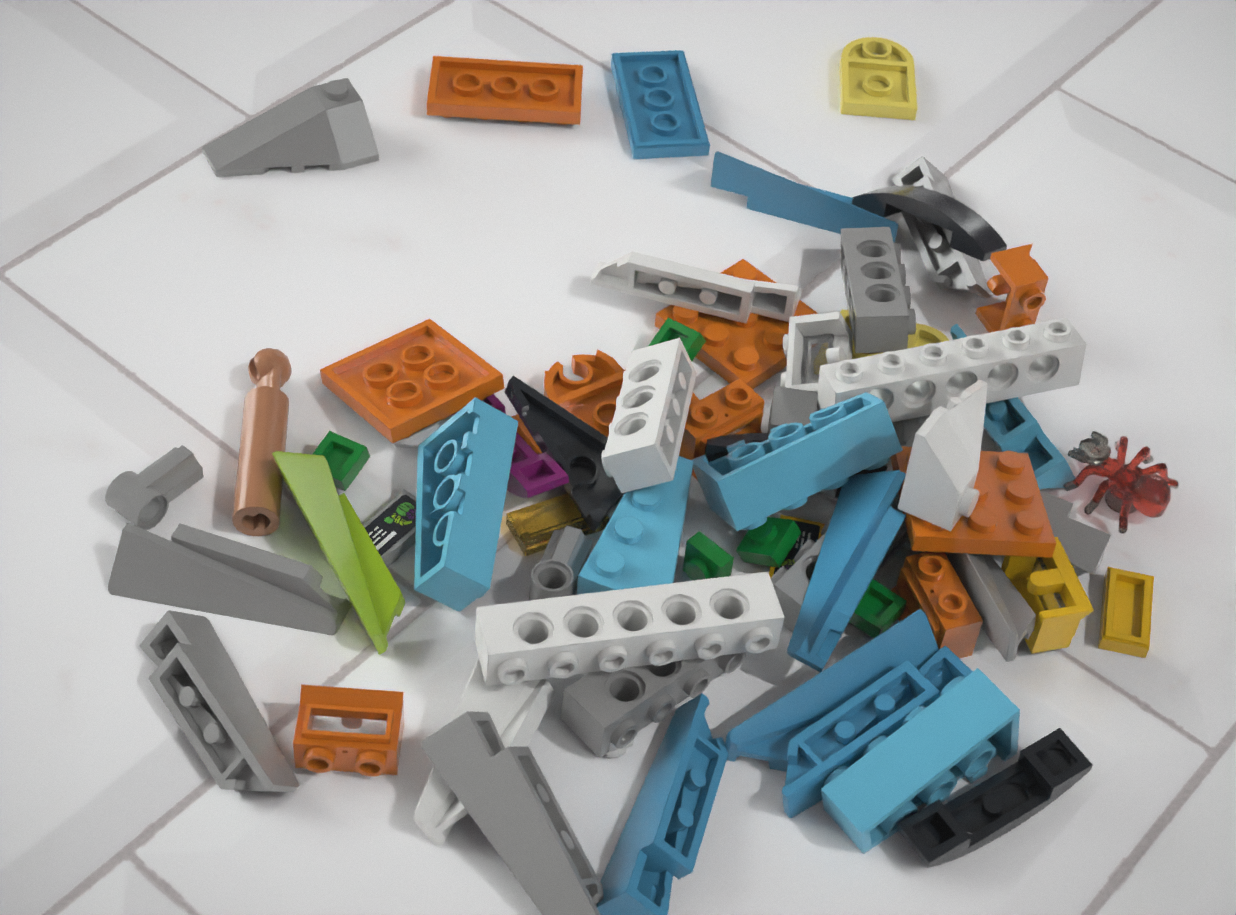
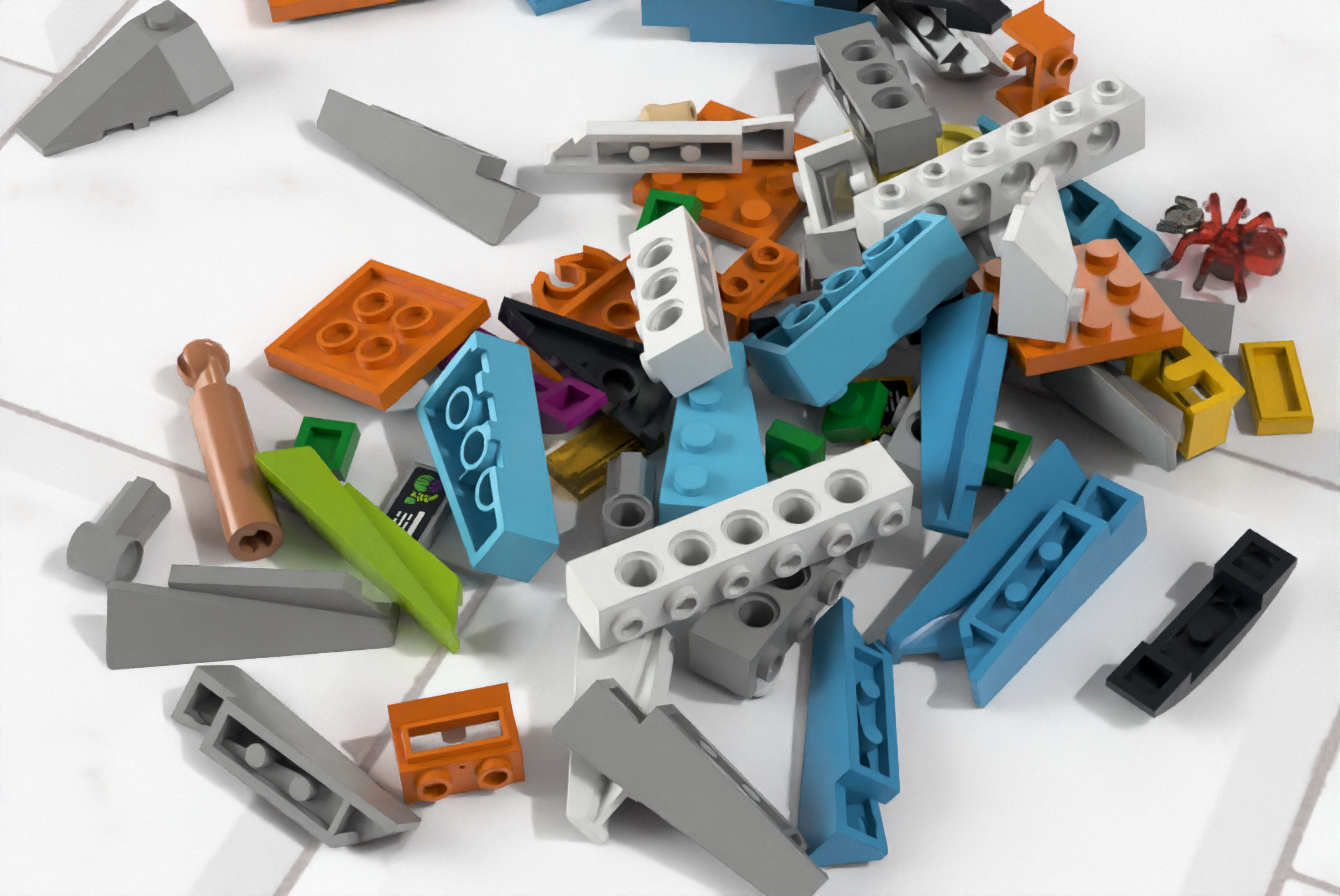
camera: 10 degrees left, 0 degrees up
(506, 256) = (430, 164): none -> light grey wedge
(710, 262) = (670, 112): none -> tan arm
(923, 759) = (1111, 602): medium azure wedge -> none
(934, 587) = (1057, 409): orange window -> none

